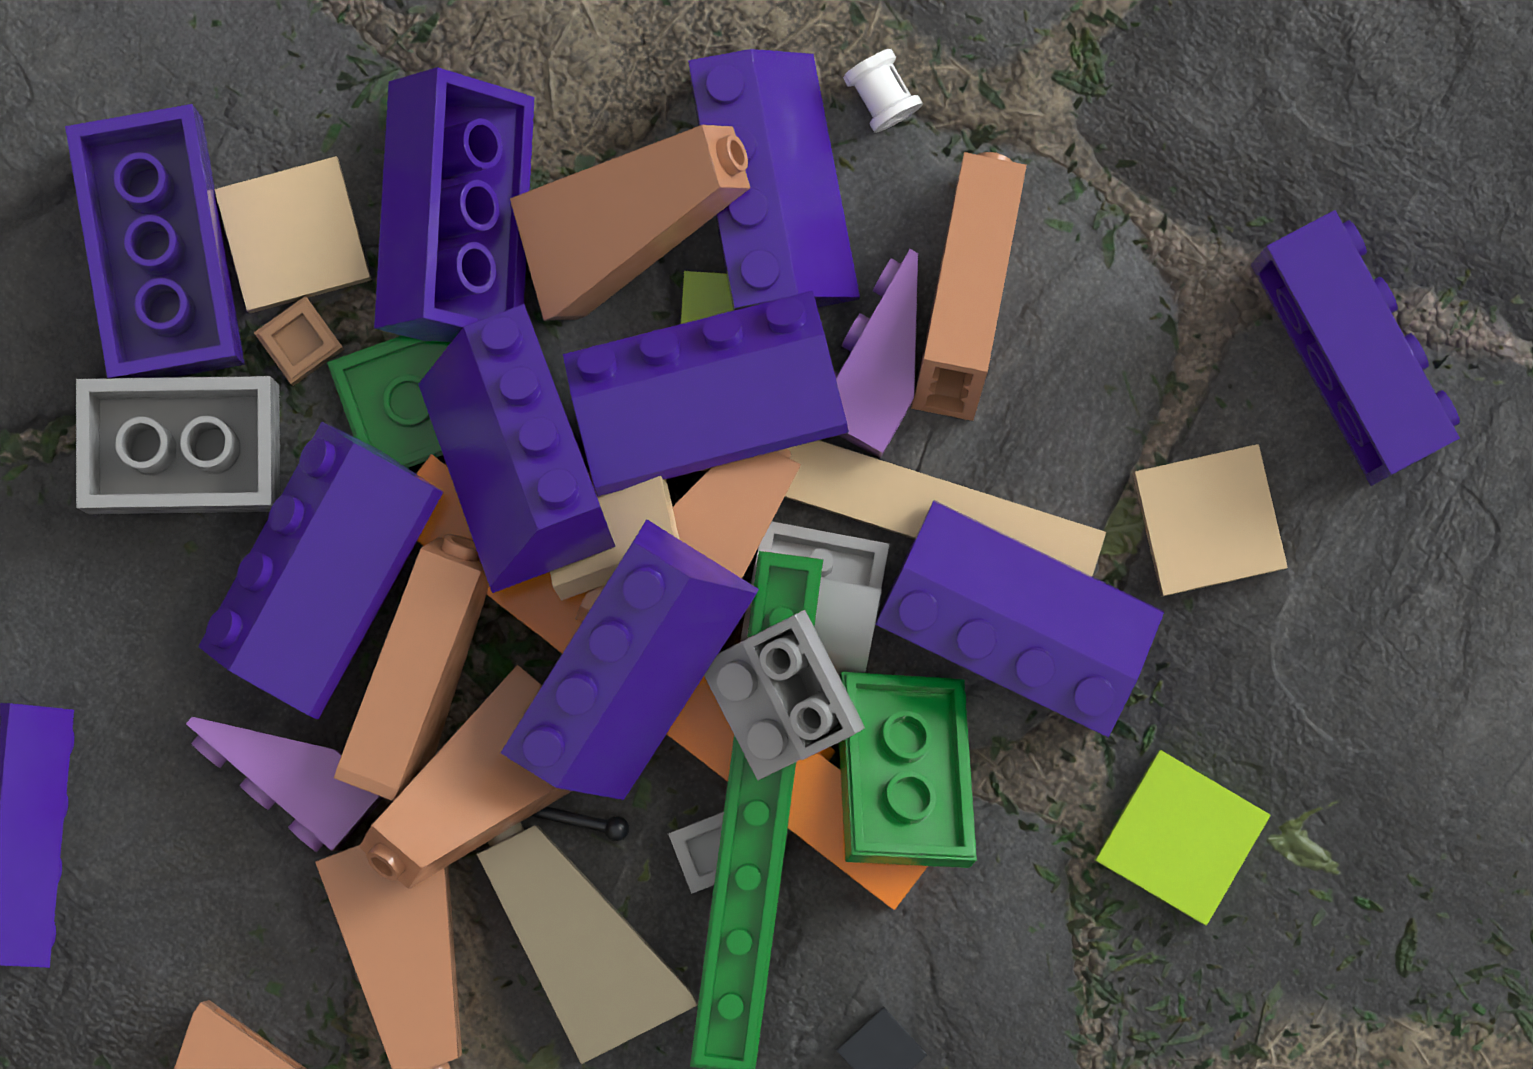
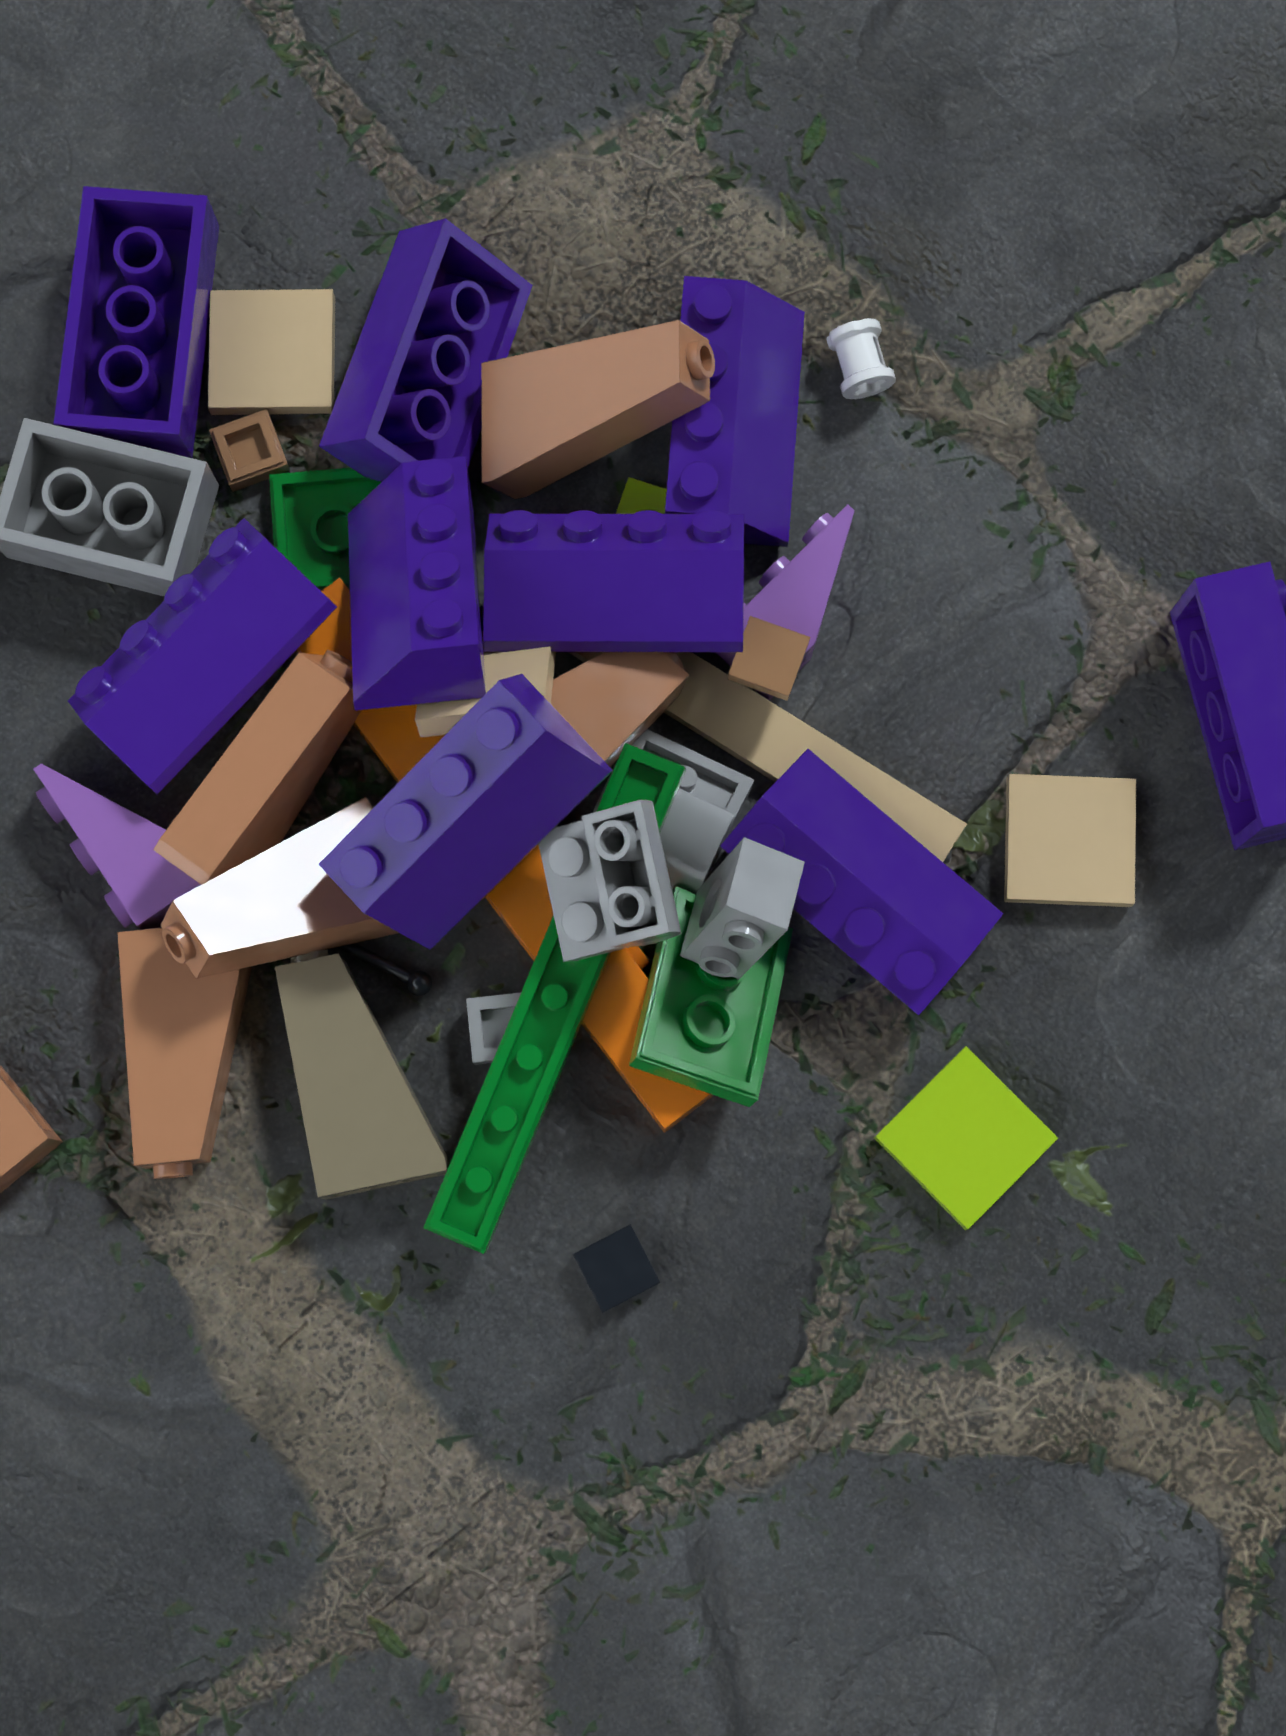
camera: 20 degrees right, 5 degrees down
(875, 426) = (769, 658): none -> medium nougat tile
(914, 685) = (742, 909): none -> light grey brick
(969, 286) = (893, 558): nougat slope -> none

